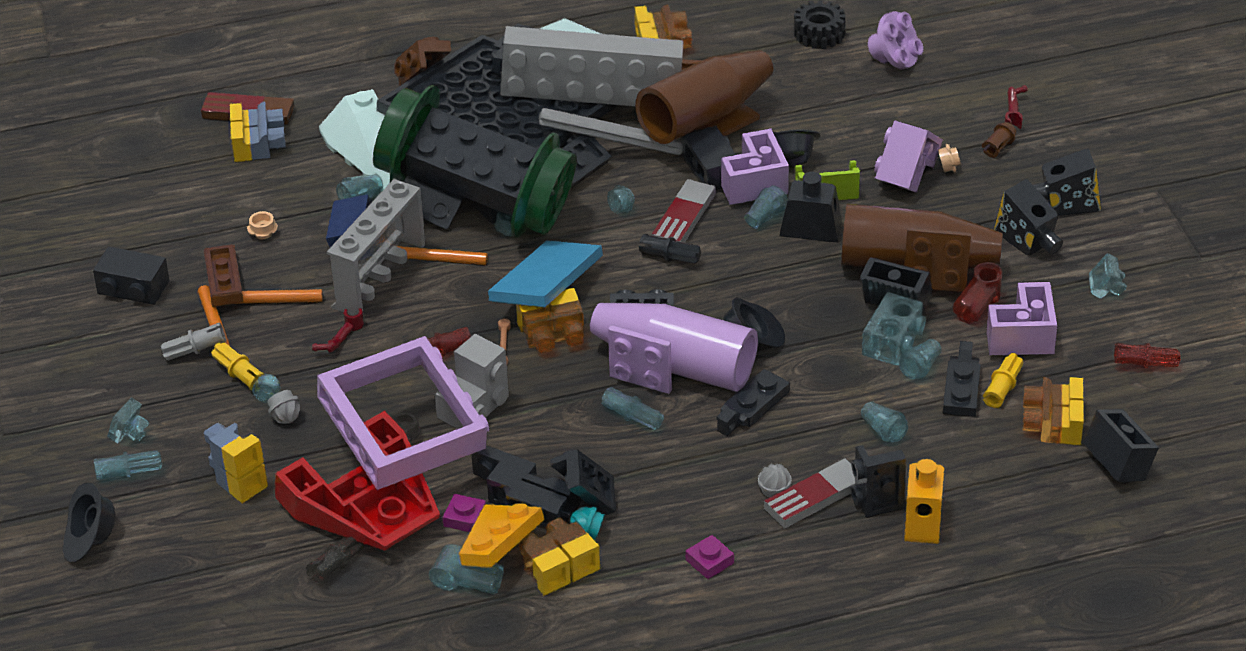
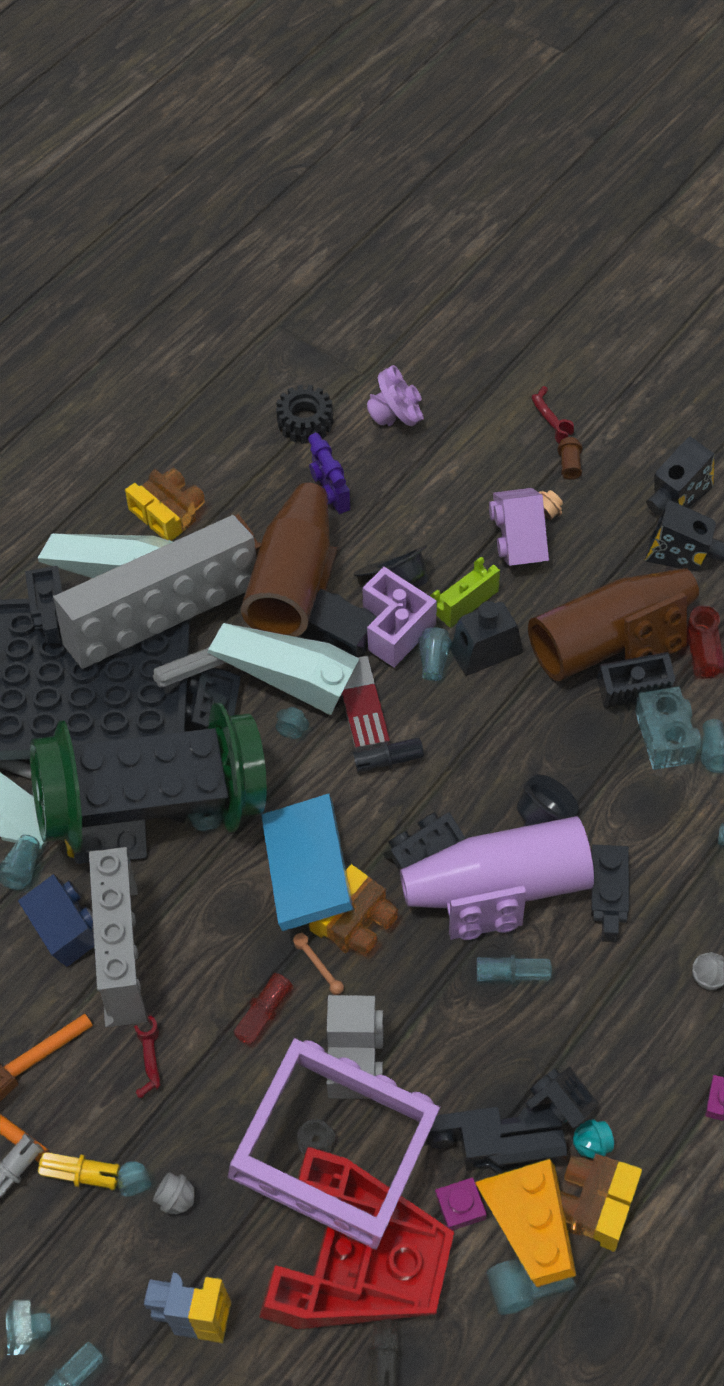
camera: 35 degrees left, 15 degrees up
(446, 255) = (174, 889): orange bar -> none
(649, 160) = (295, 665): none -> light aqua wedge
(795, 63) = (329, 473): none -> dark purple plate

